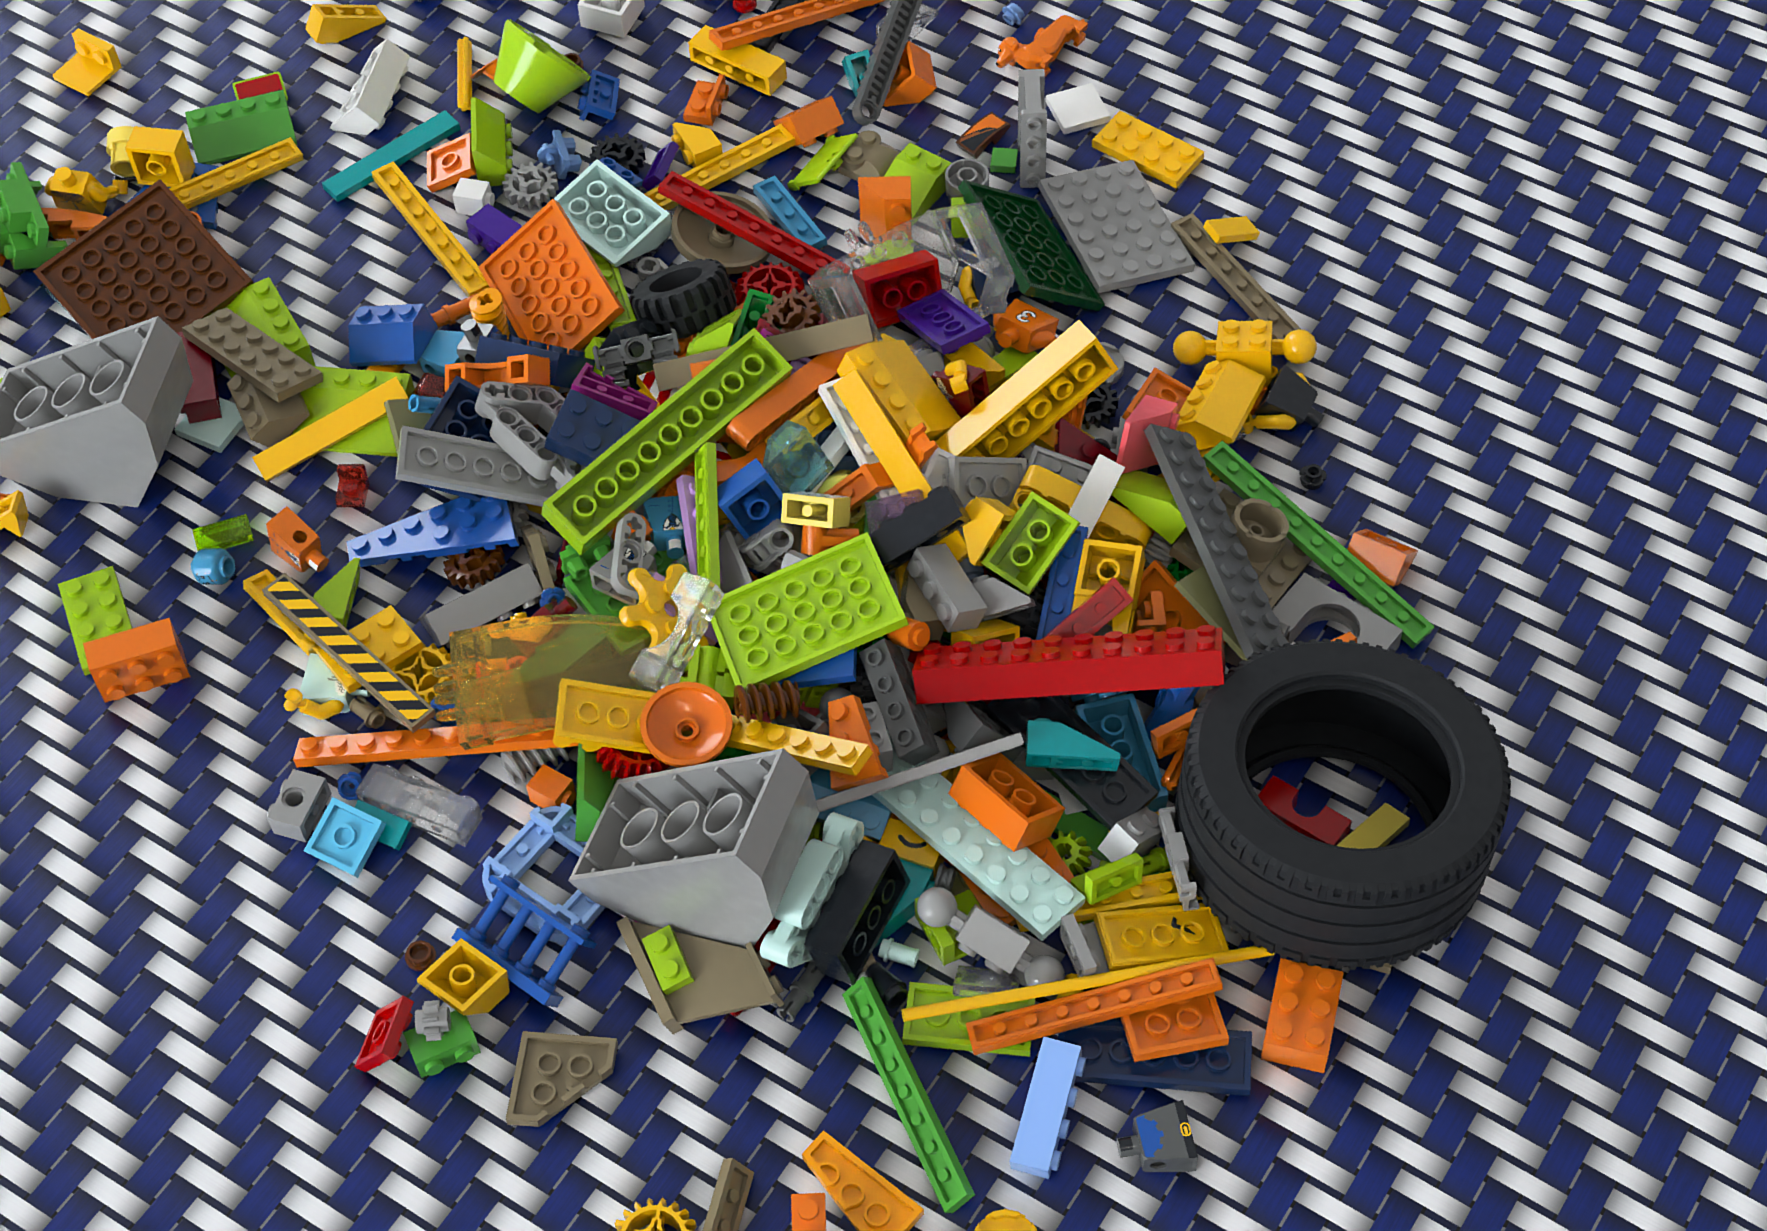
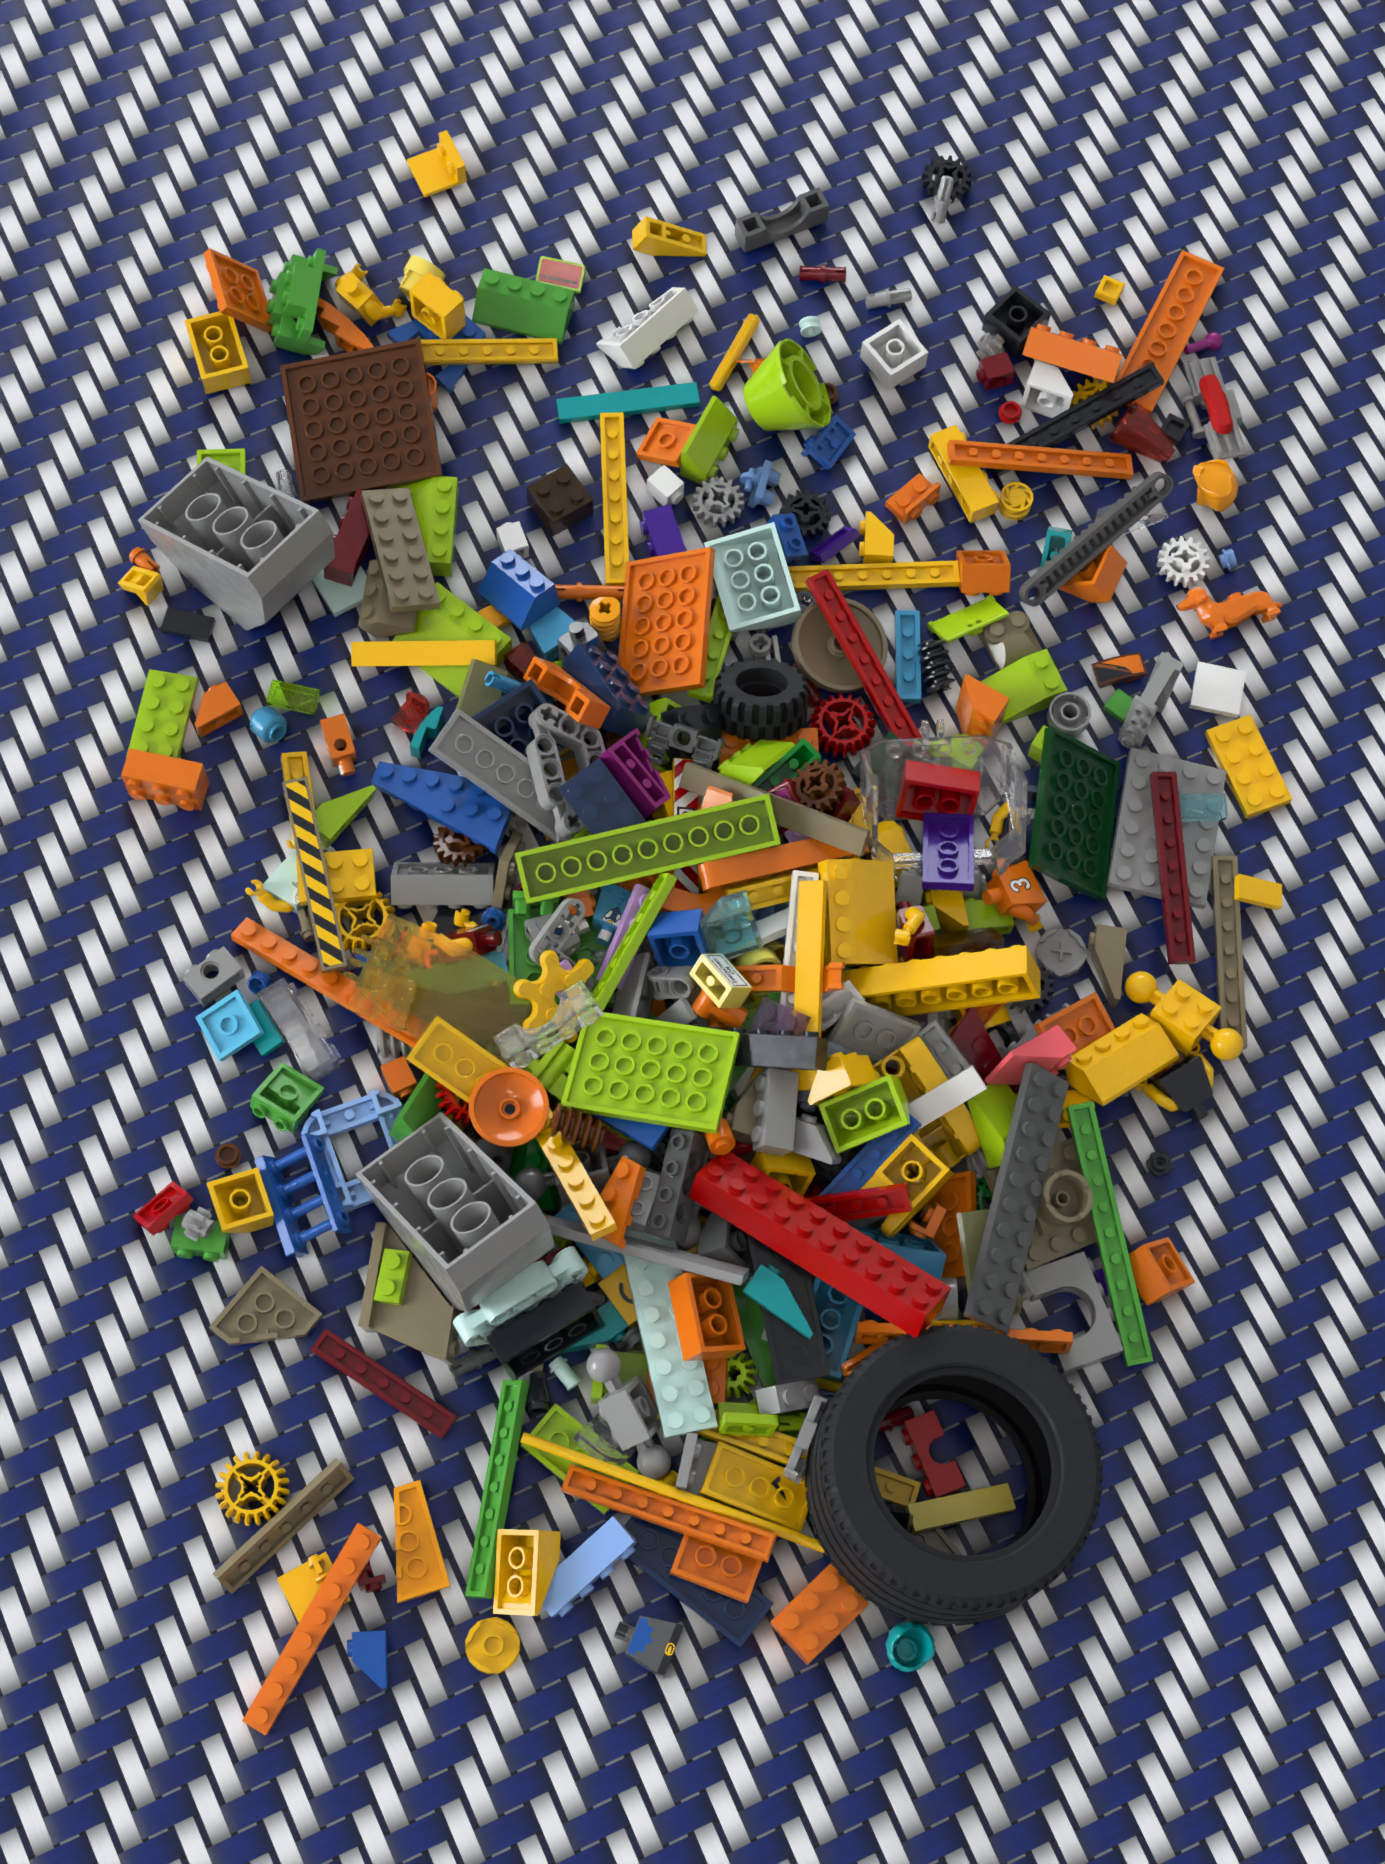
camera: 25 degrees right, 15 degrees up
(74, 530) = (188, 625): none -> black tile
(153, 579) = (217, 709): none -> orange slope
(351, 299) = (512, 537): none -> white brick
(377, 492) = (428, 728): none -> teal slope
(380, 253) = (560, 500): none -> dark brown brick
(446, 869) = (285, 1097): none -> bright green plate
(523, 20) = (810, 326): none -> light aqua bush
(723, 1069) = (384, 1384): none -> dark red tile
(799, 59) = (1015, 502): none -> yellow wheel
(820, 206) = (935, 667): none -> black piece
(976, 32) = (1186, 559): none -> white gear
(989, 1142) = (524, 1570): none -> yellow slope
(1133, 191) = (1203, 807): none -> clear light blue plate
(1144, 344) = (1108, 956): none -> dark tan slope
(1147, 245) = (1172, 868): none -> dark red plate
(1408, 988) = (910, 1646): none -> teal hair

